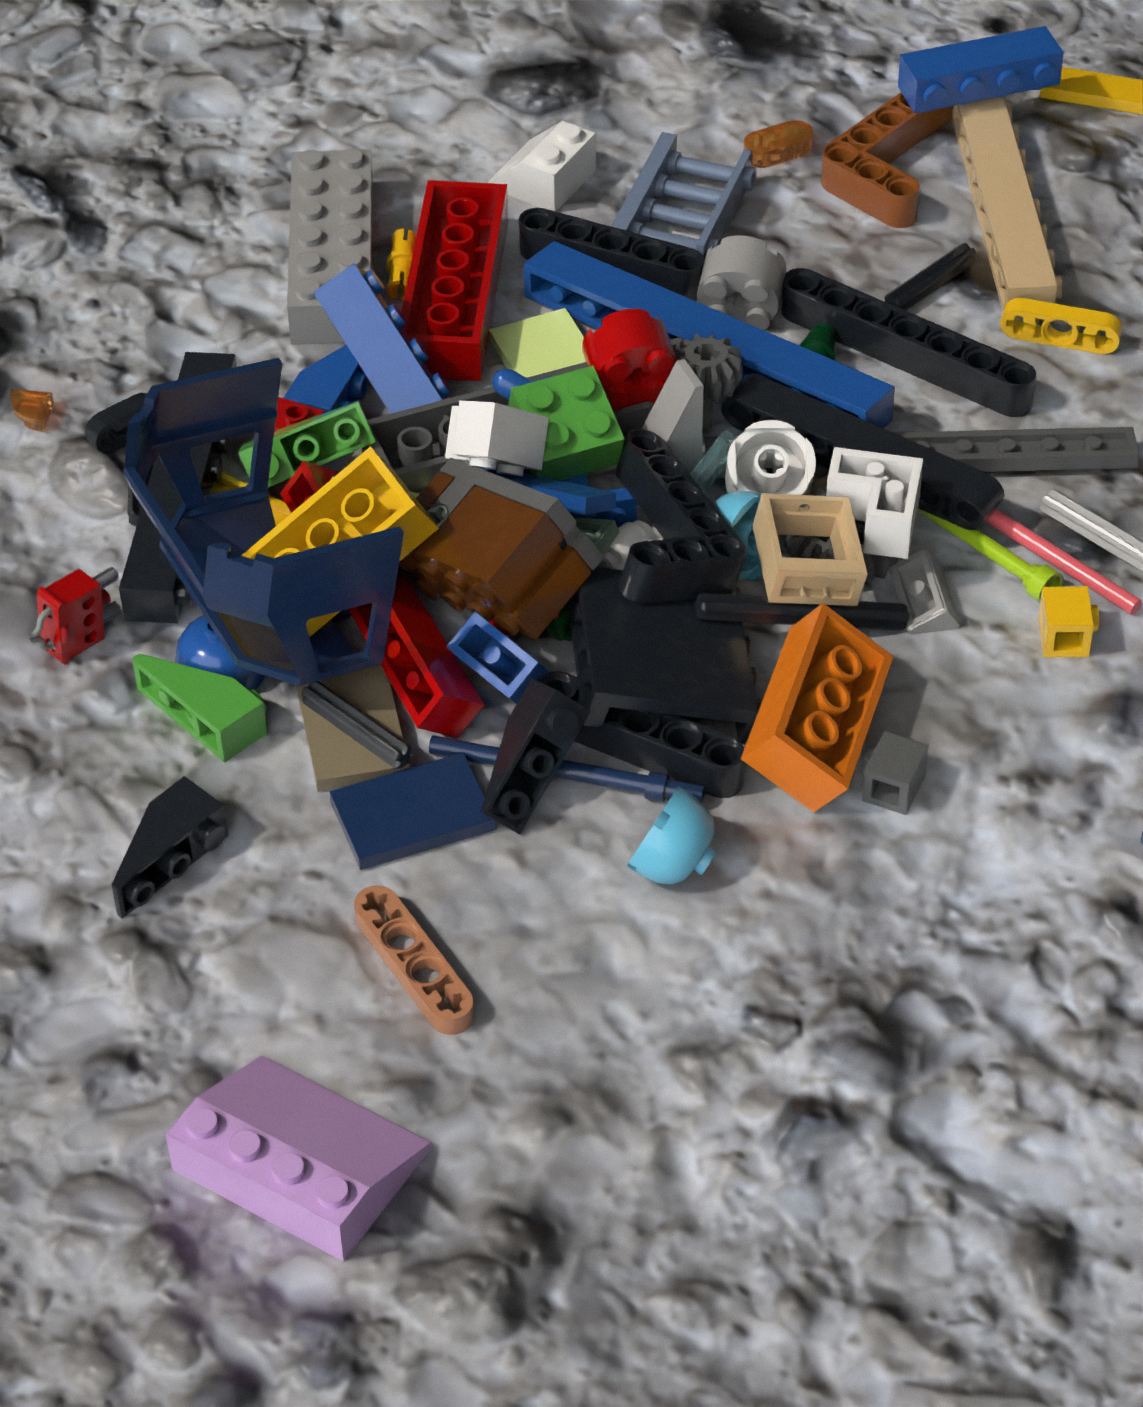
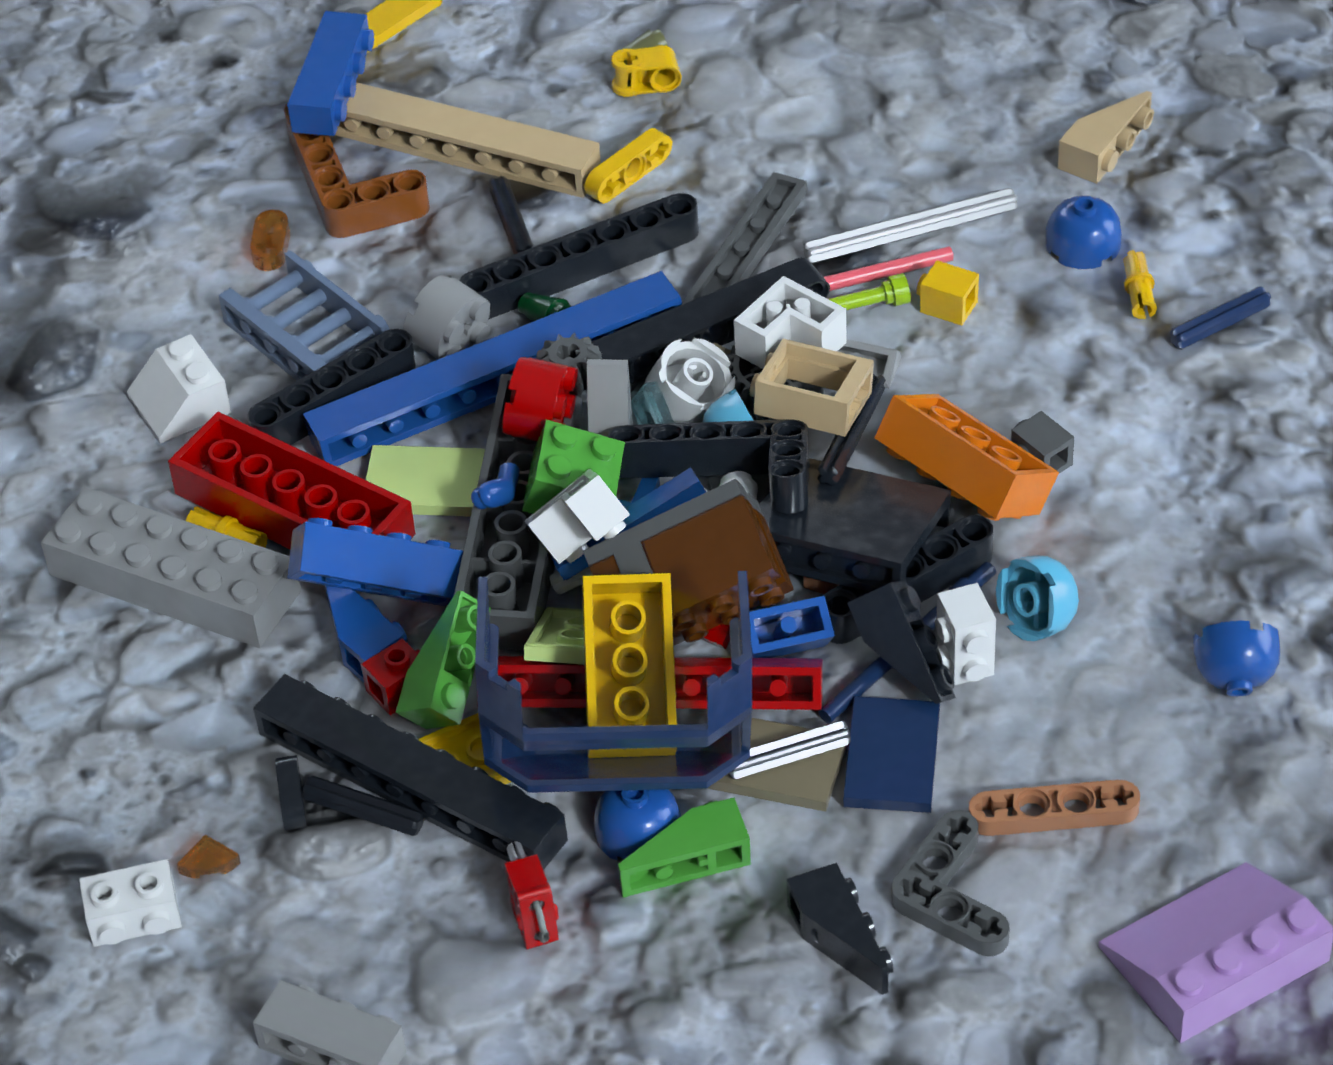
camera: 60 degrees left, 0 degrees up
(263, 898) = (936, 893): none -> dark grey beam
(573, 795) = (965, 633): none -> white brick
(687, 1031) = (1237, 656): none -> blue cylinder

